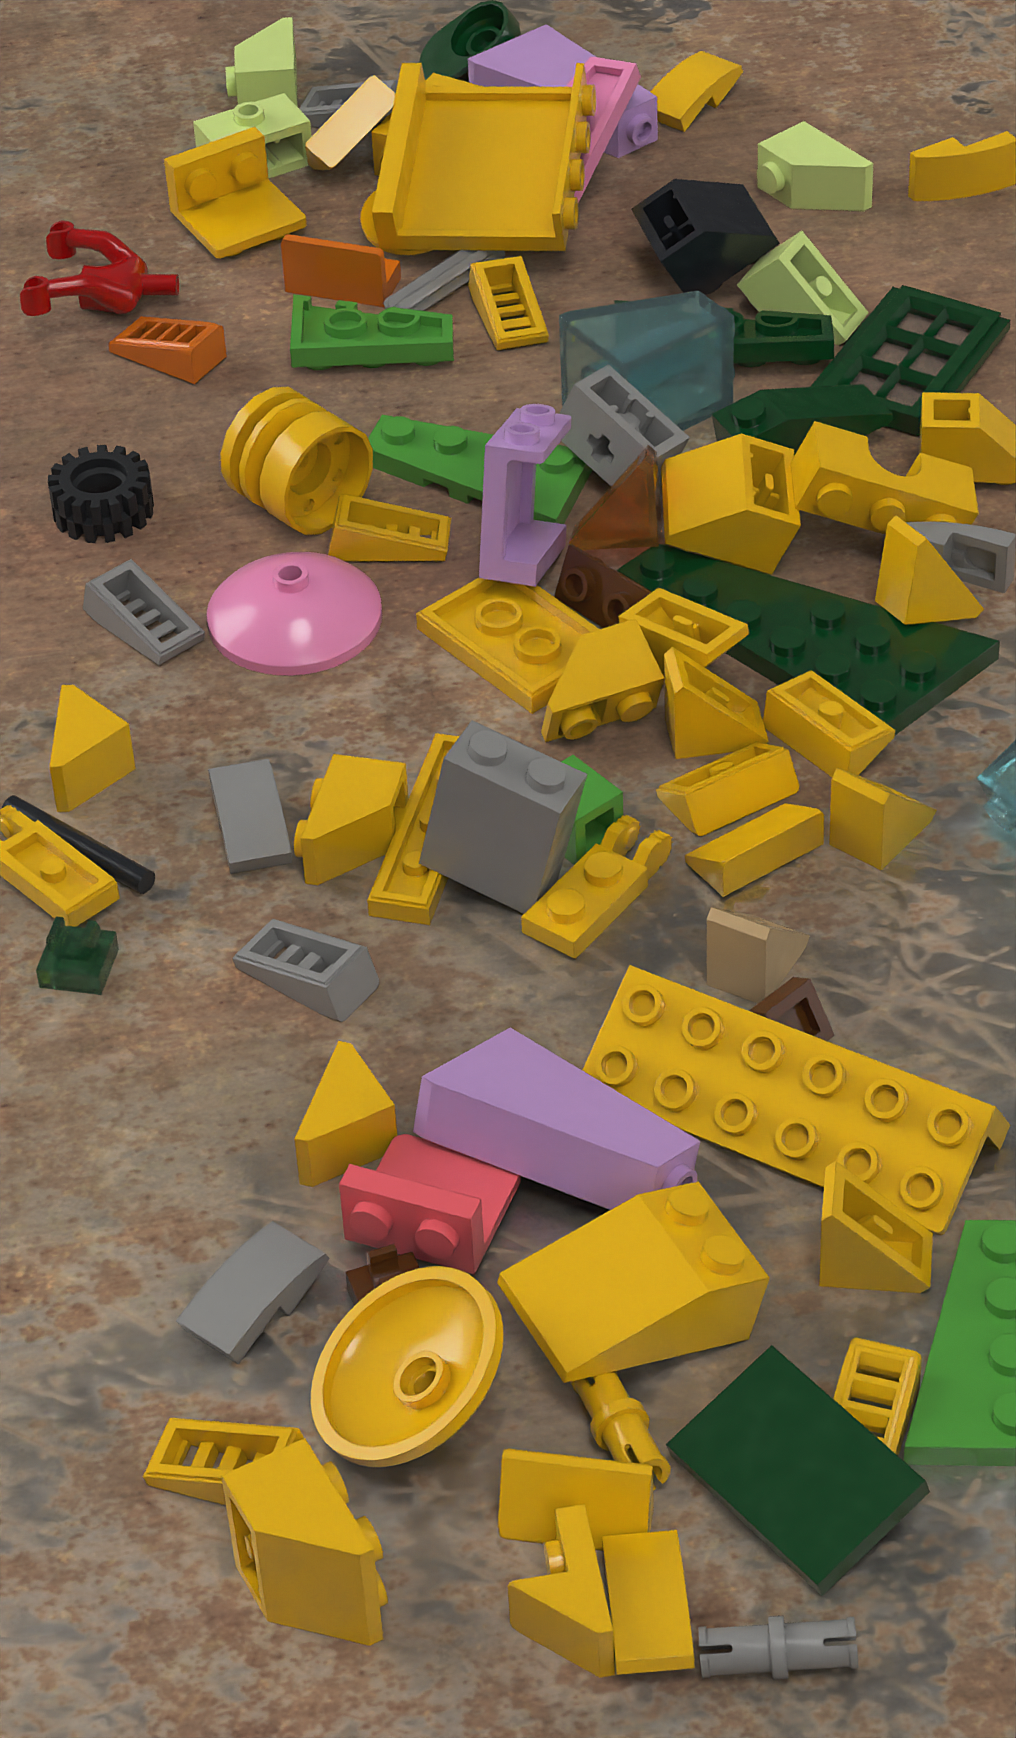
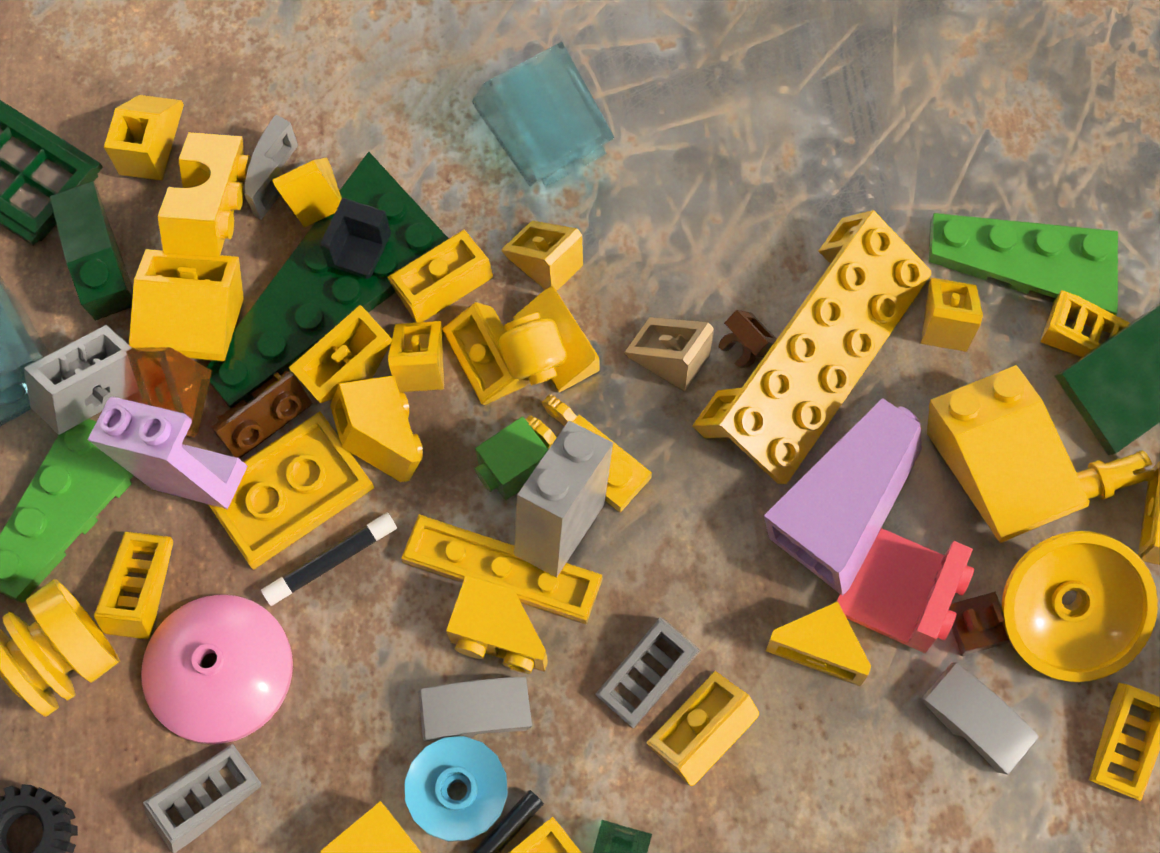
camera: 85 degrees left, 25 degrees up
(150, 800) = (441, 766): none -> medium azure dish
(233, 1027) = (704, 728): none -> yellow slope
(430, 678) = (328, 559): none -> black bar
(726, 801) = (532, 348): none -> yellow head
(848, 619) = (355, 238): none -> black panel

